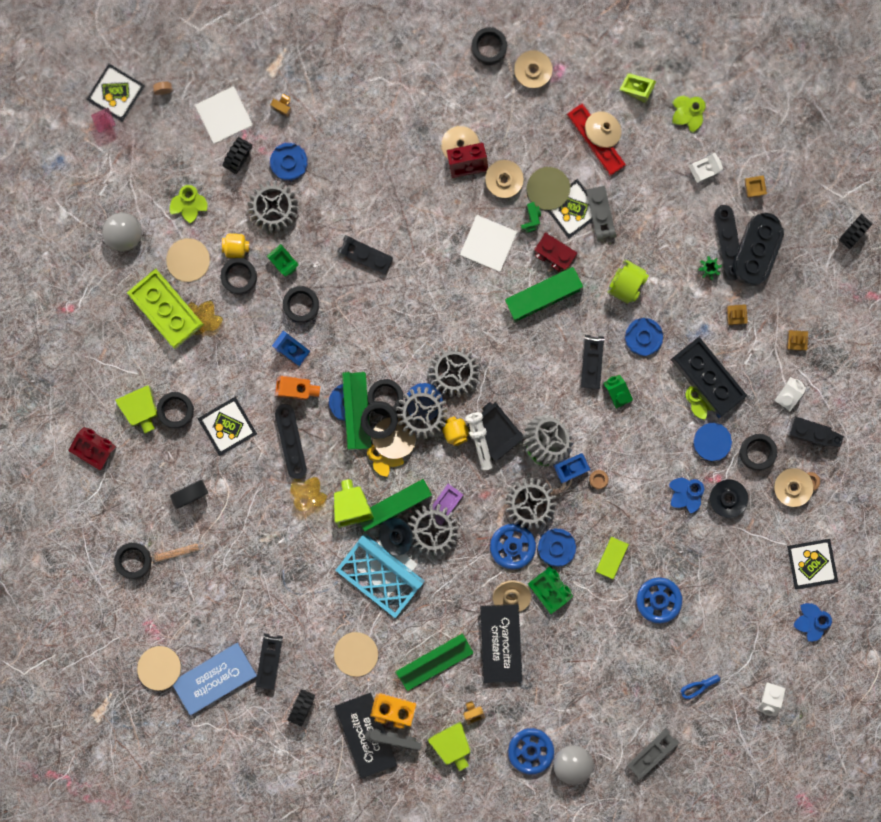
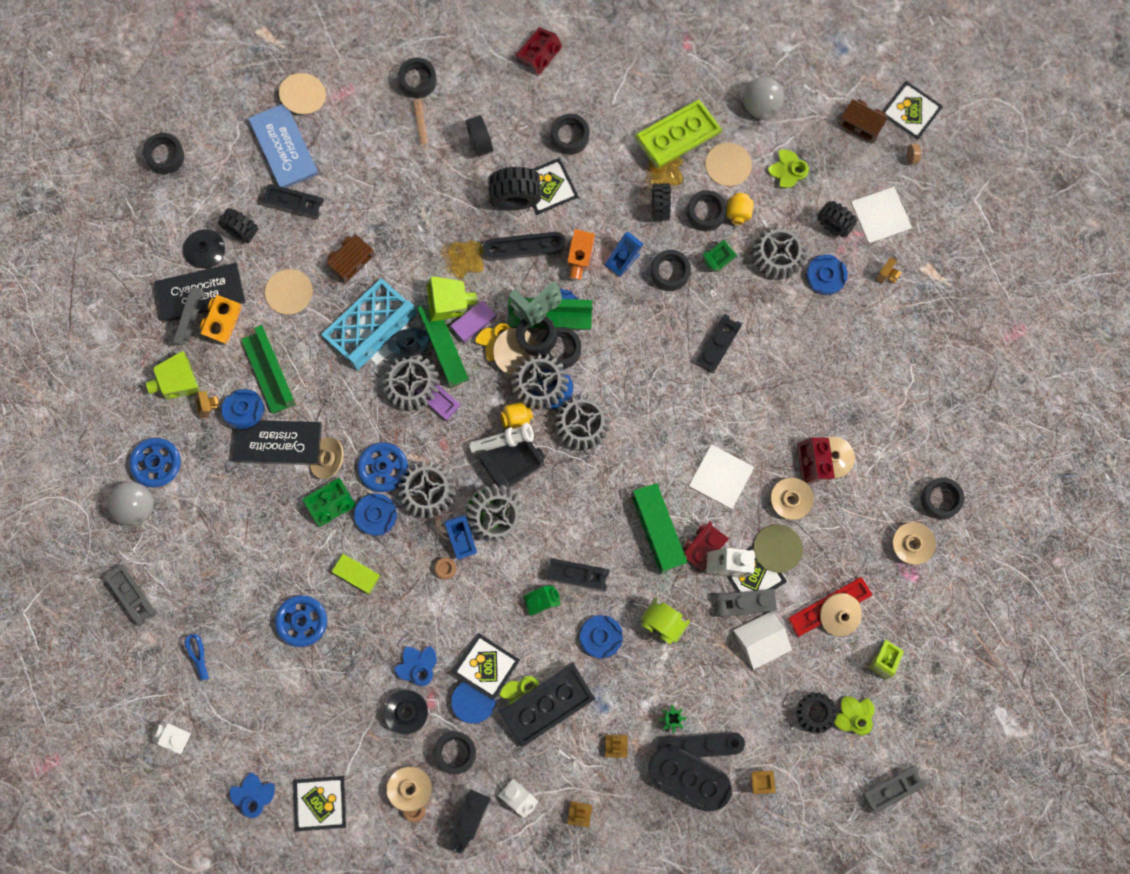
camera: 90 degrees right, 10 degrees down
(103, 120) = (883, 91): clear pink tile -> none
(133, 136) = (863, 120): none -> reddish brown brick
(139, 408) = (576, 98): lime torso -> none
(234, 804) = (156, 140): none -> black tyre
(237, 318) = (661, 201): none -> black tyre
(240, 455) = (514, 188): none -> black tyre
(320, 601) = (349, 258): none -> reddish brown brick
(330, 731) = (205, 257): none -> black dish
(363, 434) = (536, 310): none -> sand green bracket
(368, 481) = (473, 321): none -> medium lavender tile
(473, 679) = (242, 409): none -> blue tile
(534, 214) = (750, 527): green bracket -> none
(570, 224) = (736, 562): none -> white torso
(631, 196) = (763, 640): none -> white slope
(681, 434) = (486, 666): none -> sticker
(702, 145) = (816, 699): none -> black tyre
(706, 167) = (788, 727): white bracket -> none
(748, 75) = (894, 790): none -> dark grey plate

